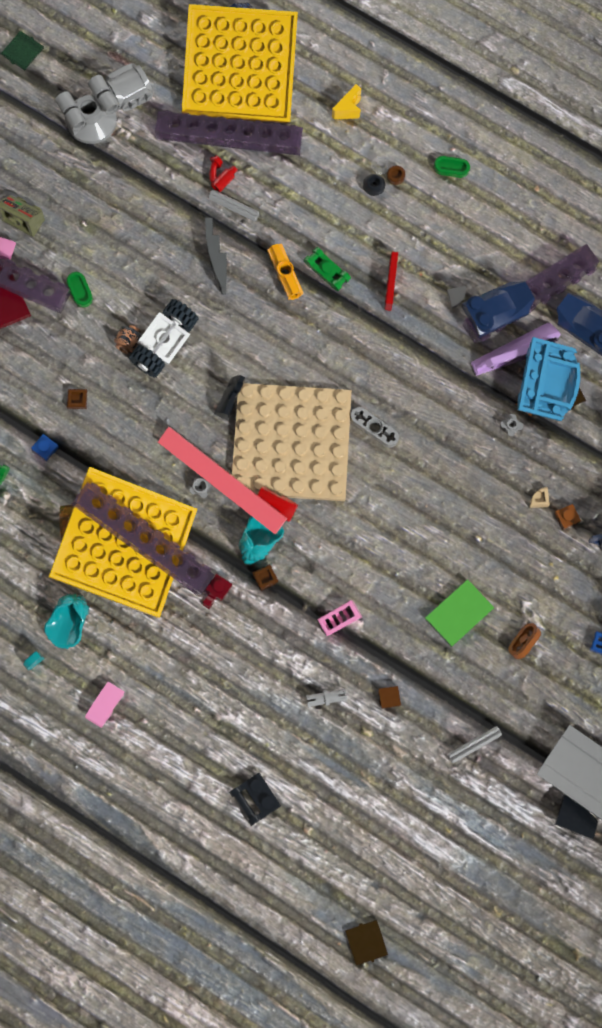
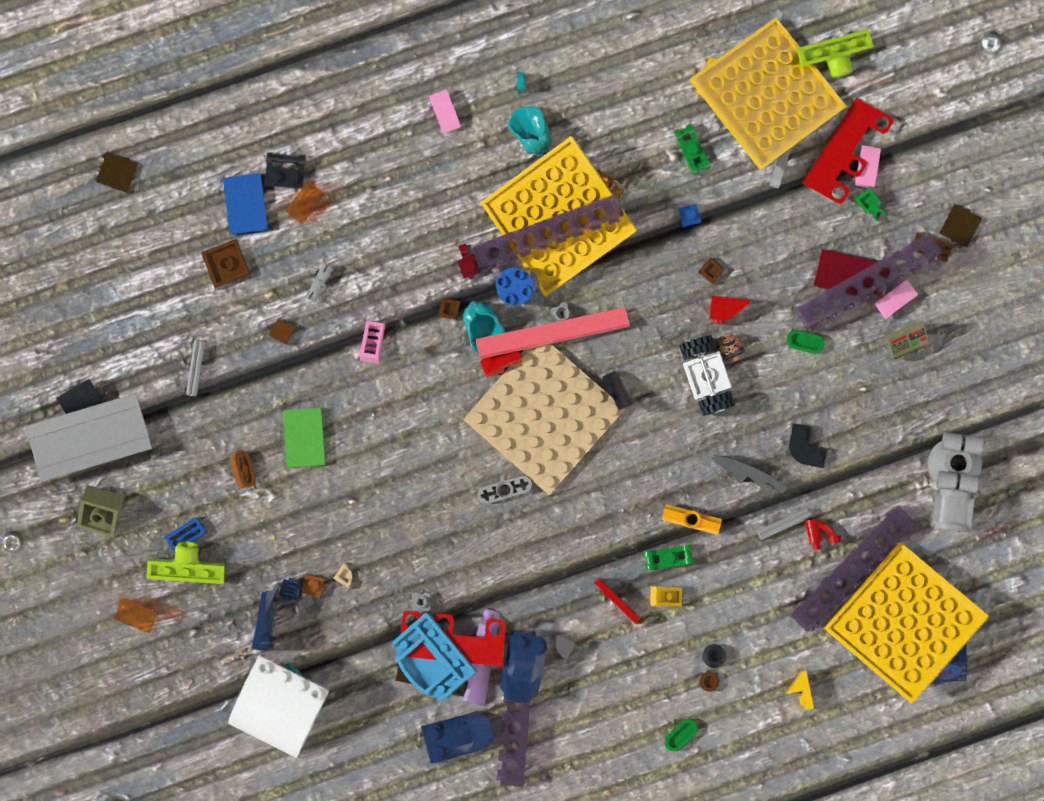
camera: 130 degrees right, 10 degrees up
(99, 364) = (725, 308): none -> red slope
(165, 235) = (801, 451): none -> black plate
(205, 534) = (517, 285): none -> blue brick
(269, 760) = (305, 202): none -> clear orange panel
(308, 810) = (245, 203): none -> blue tile
(359, 249) = (666, 596): none -> yellow slope
(370, 788) = (225, 263): none -> reddish brown tile
(516, 350) = (476, 650): none -> red piece
(585, 529) = (290, 589): none -> dark blue gear

